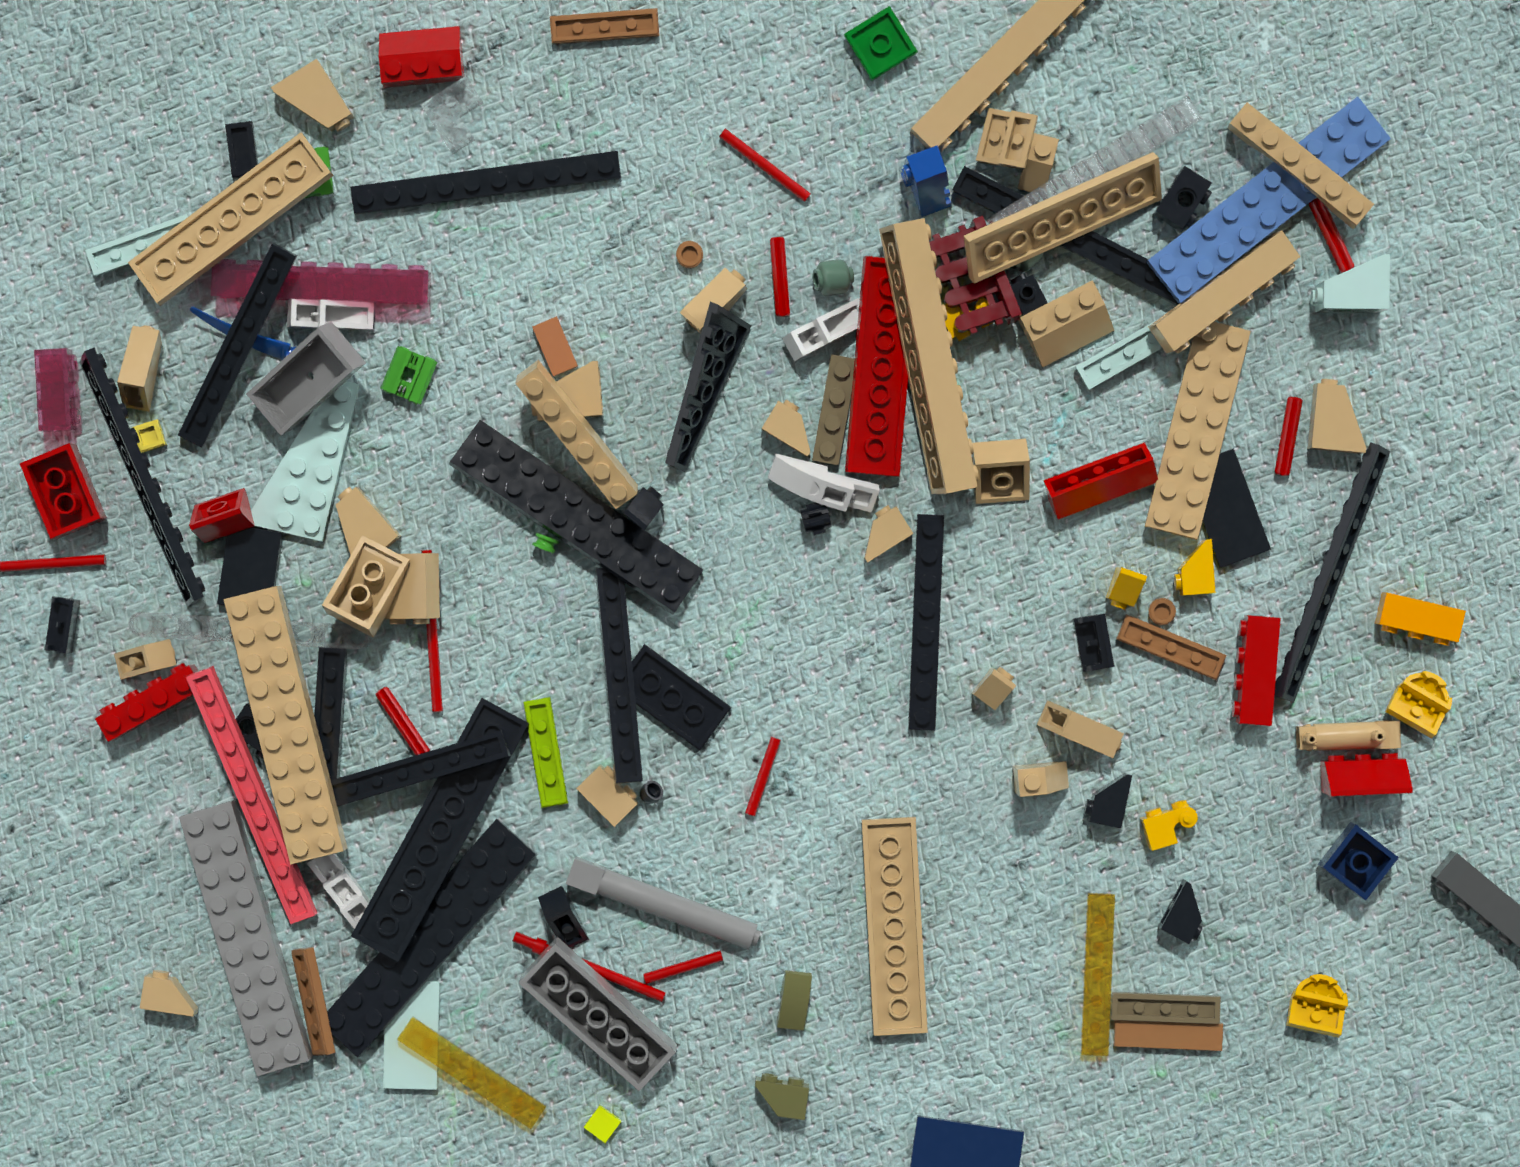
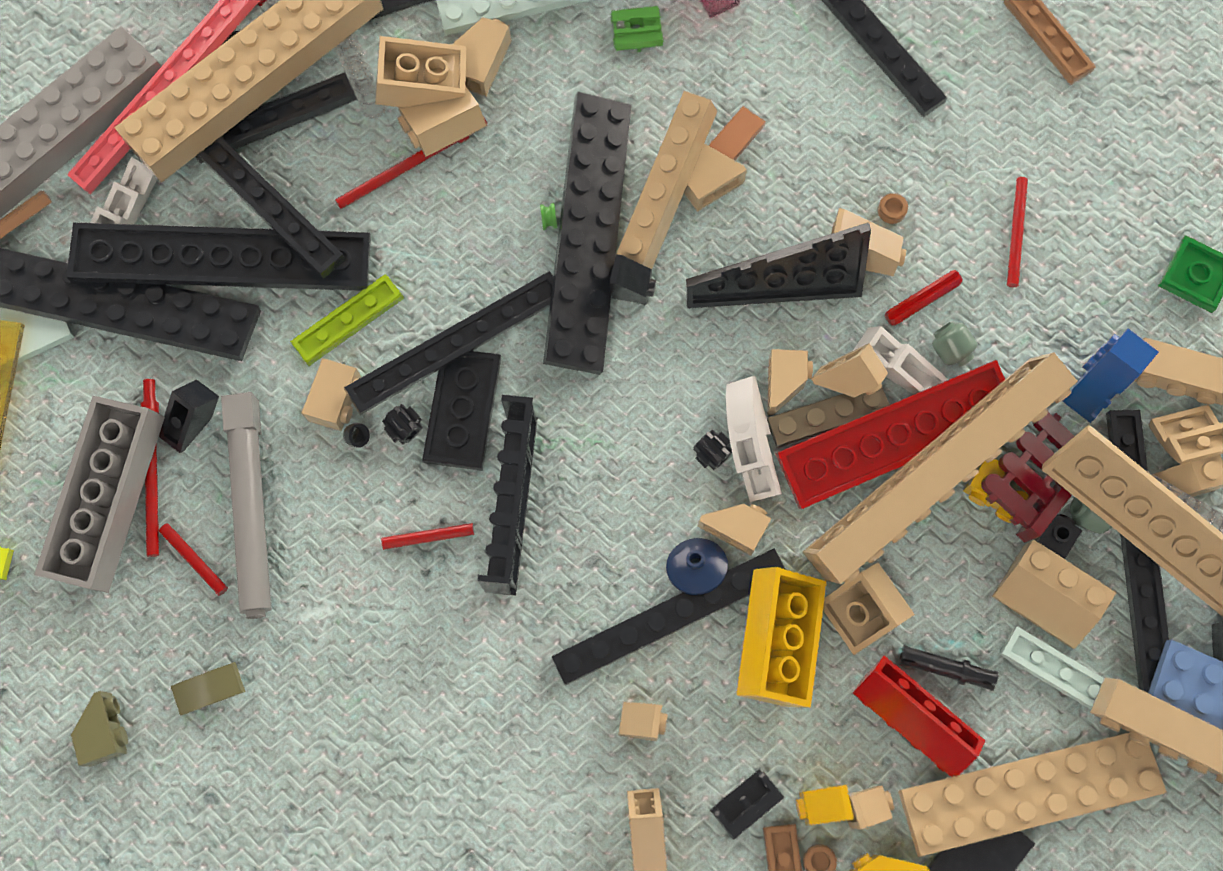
camera: 65 degrees right, 15 degrees down
(402, 721) = (313, 175): red axle -> none
(663, 751) = (402, 424): none -> black gear
(773, 698) = (512, 496): none -> black window
(815, 376) = (853, 373): none -> tan slope
(894, 926) = (334, 754): tan plate -> none
(911, 581) = (698, 577): none -> dark blue dish
(990, 550) = (781, 638): none -> yellow brick
(1040, 778) = (572, 825): tan slope -> none
(1077, 435) = (949, 668): none -> black pin
(1144, 555) = (870, 807): none -> tan slope

